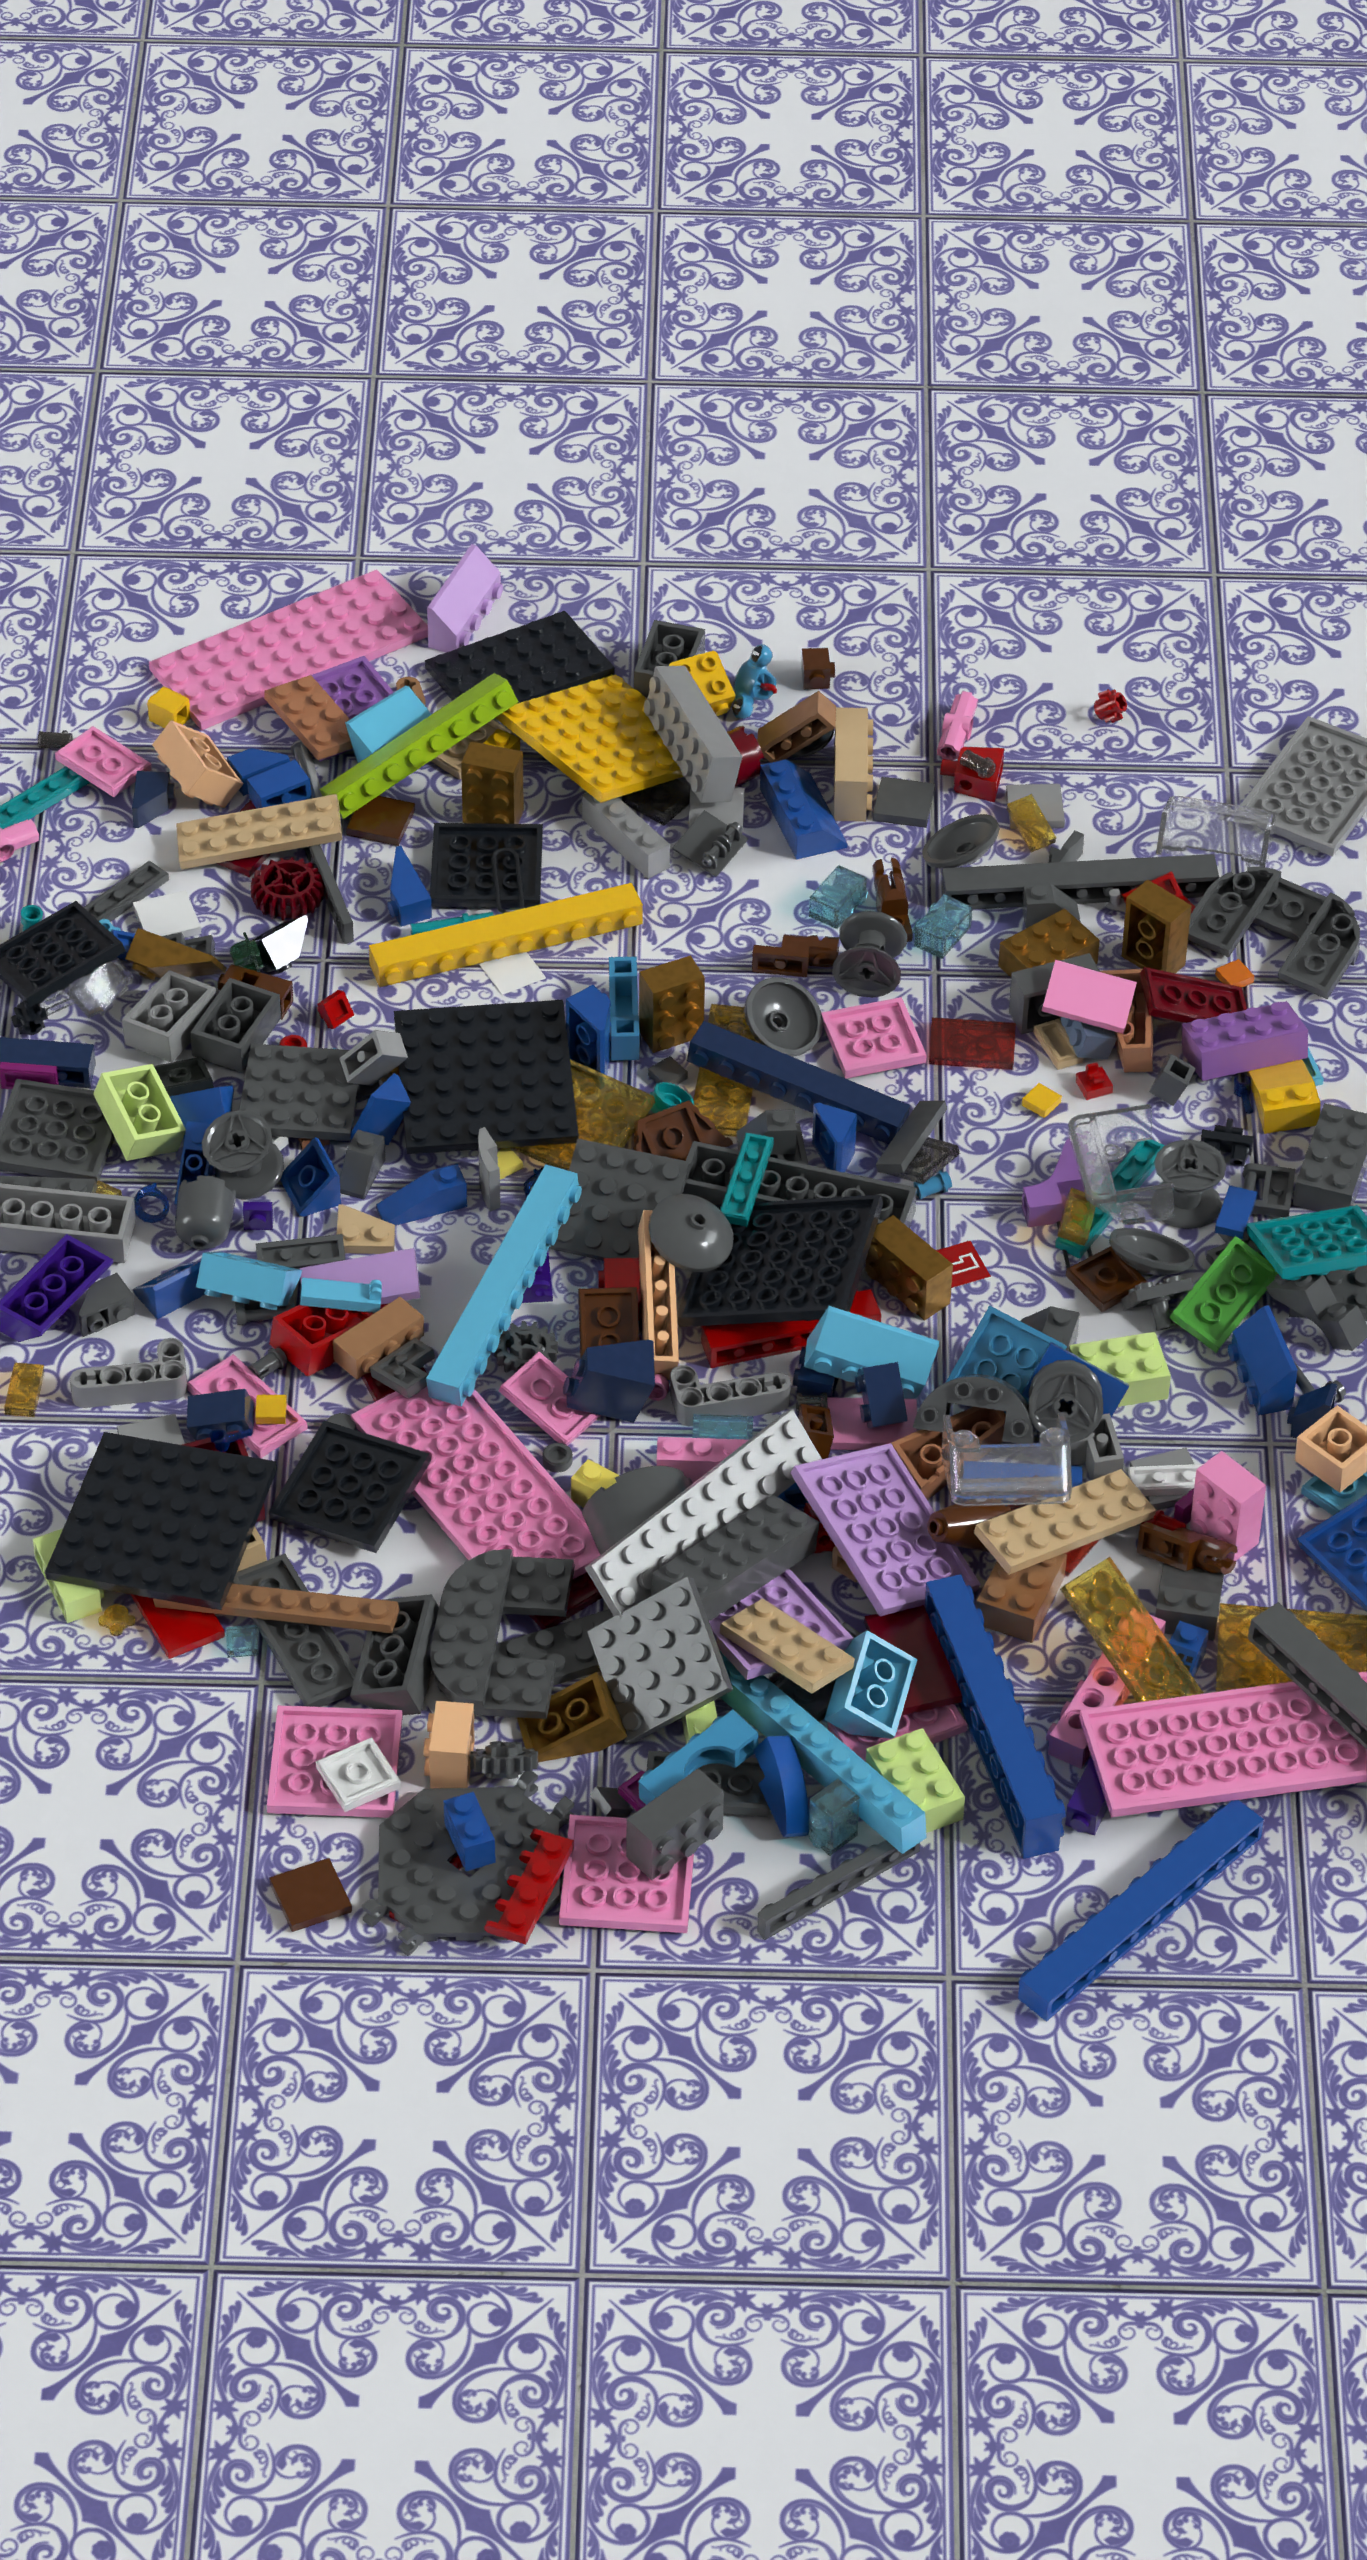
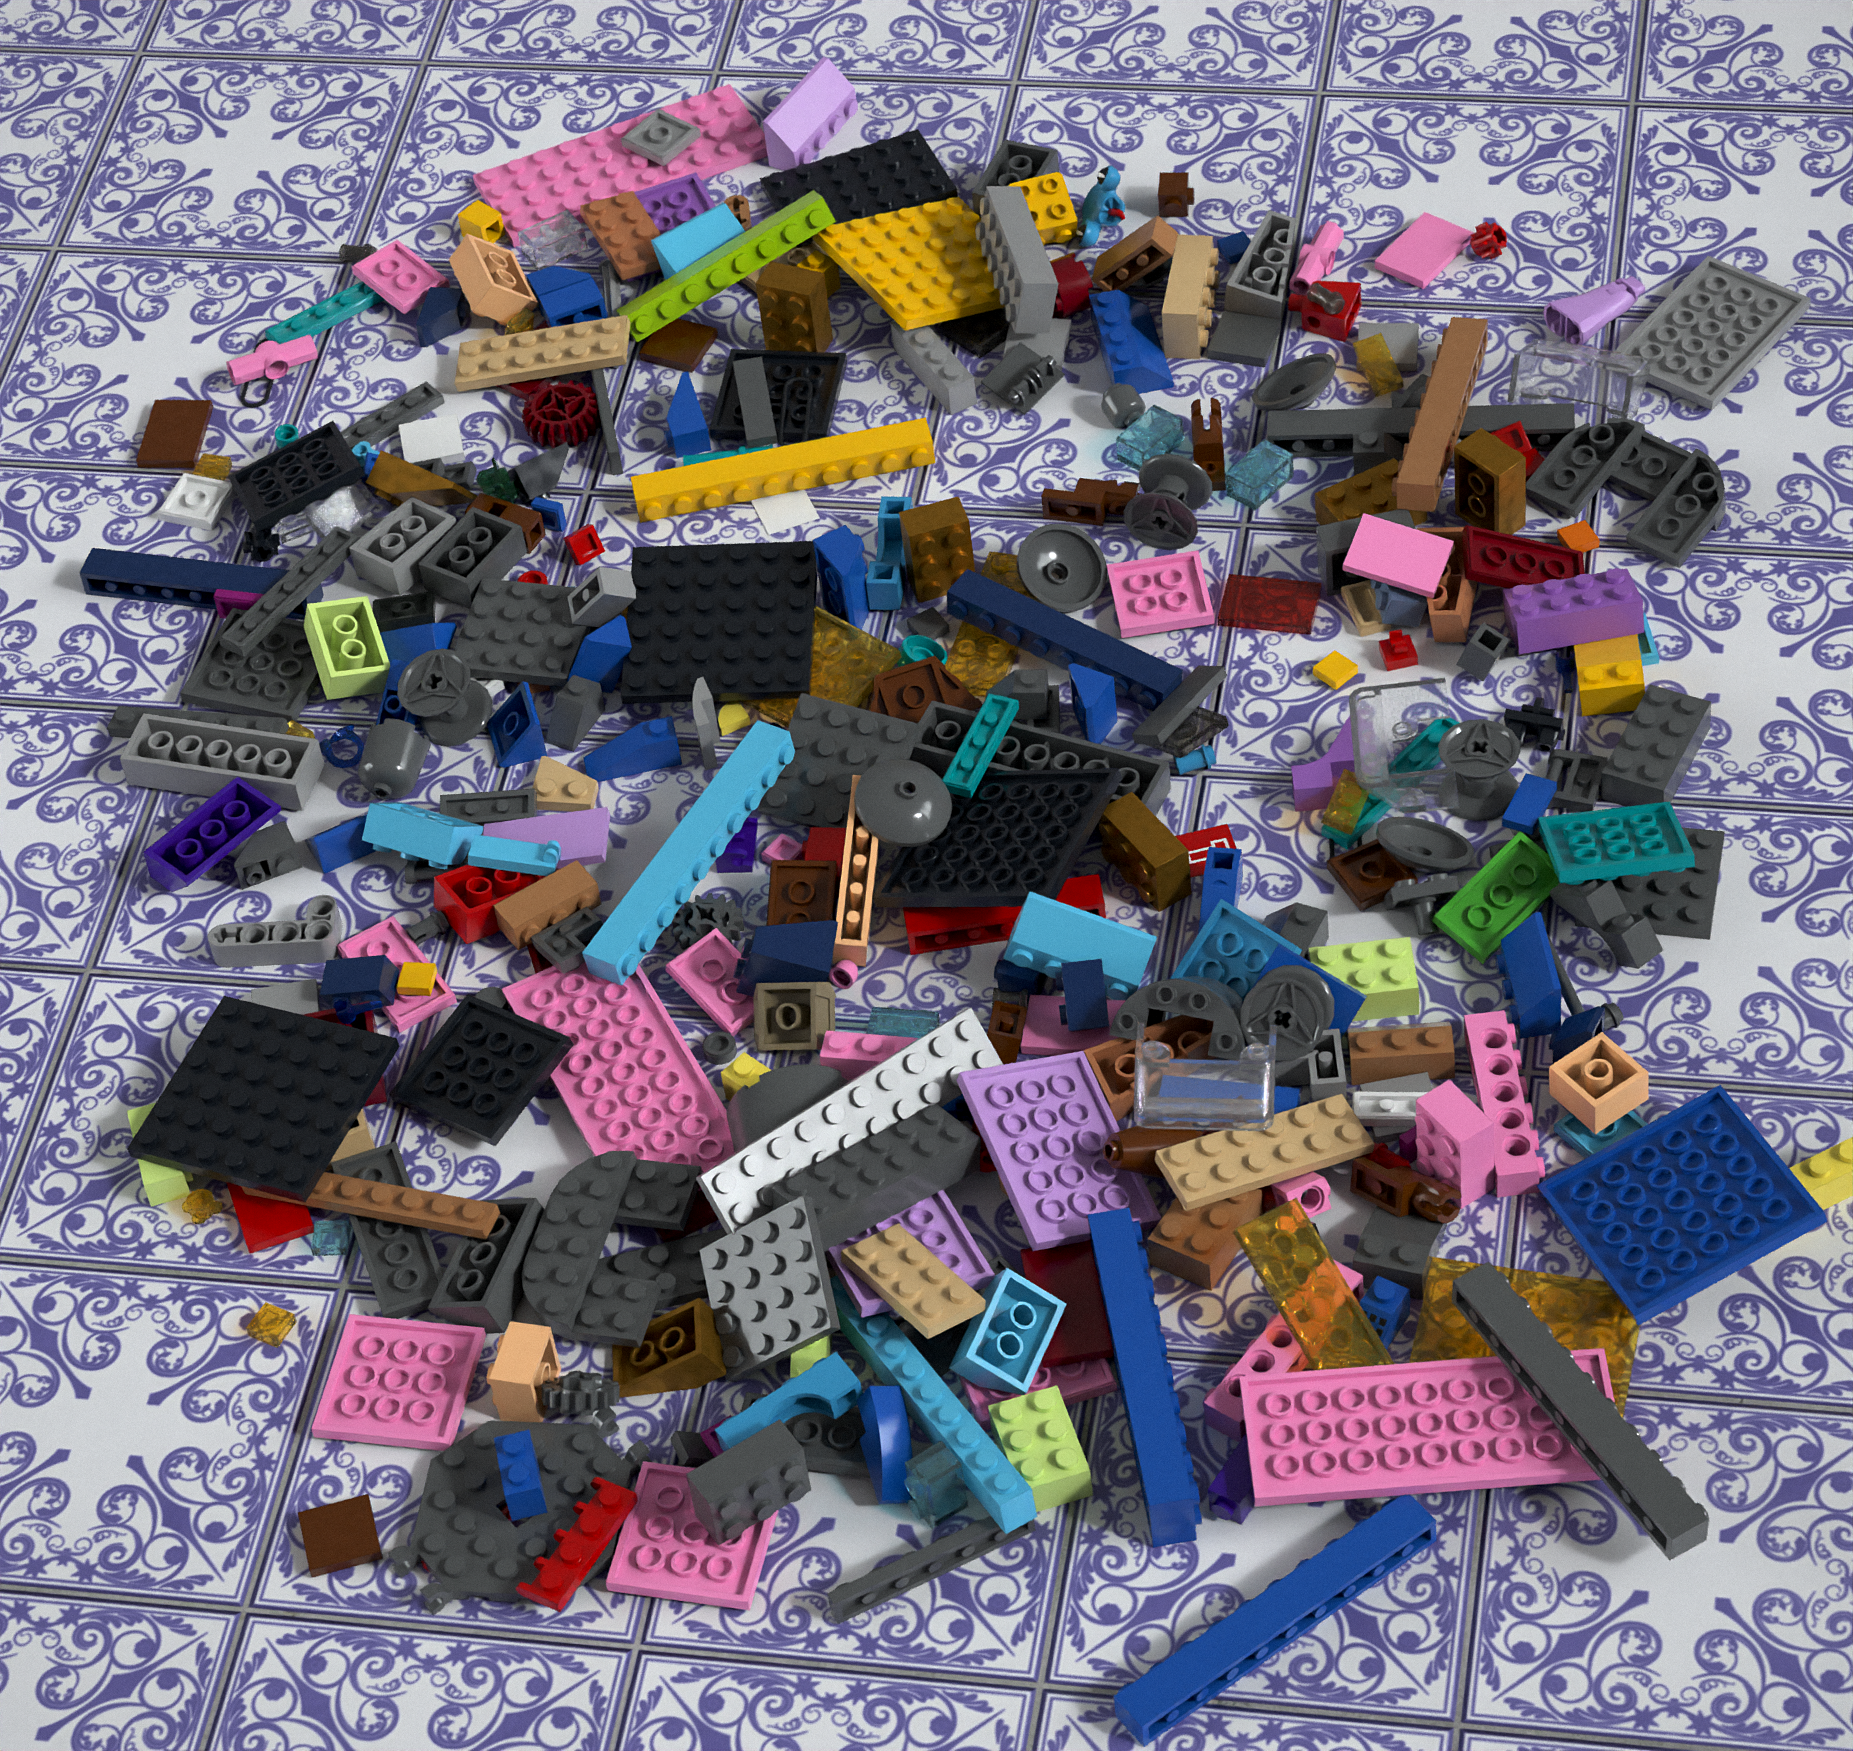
camera: 15 degrees right, 0 degrees up
(24, 1389) = (165, 944): clear yellow plate -> none
(72, 1062) = (288, 592): none -> dark grey tile
(205, 1719) = (271, 1324): none -> clear yellow plate
(230, 803) = (521, 322): none -> clear yellow plate
(241, 723) = (552, 240): none -> clear brick
(258, 1215) = (452, 765): dark purple plate -> none
(300, 979) = (552, 513): none -> blue tile
(324, 622) = (660, 137): none -> light grey tile
(358, 1774) = (417, 1400): white tile -> none
(469, 872) = (755, 402): none -> dark grey tile
(577, 1279) = (782, 849): none -> bright pink tile
(621, 1425) = (793, 1015): none -> dark tan slope
(738, 1396) = (925, 989): light grey beam -> none
(807, 866) = (1122, 405): none -> dark grey head
(883, 716) = (1233, 246): none -> blue tile
(913, 742) = (1262, 273): none -> light grey wedge
(979, 1293) = (1221, 880): none -> blue slope
(1051, 715) = (1423, 250): none -> bright pink tile
(1096, 1552) = (1317, 1194): none -> bright pink brick
(1101, 867) = (1440, 414): none -> medium nougat brick
(1162, 1430) = (1401, 1051): none -> medium nougat slope
(1212, 769) = (1589, 312): none -> lavender piece
(1247, 1444) = (1501, 1097): none -> bright pink brick

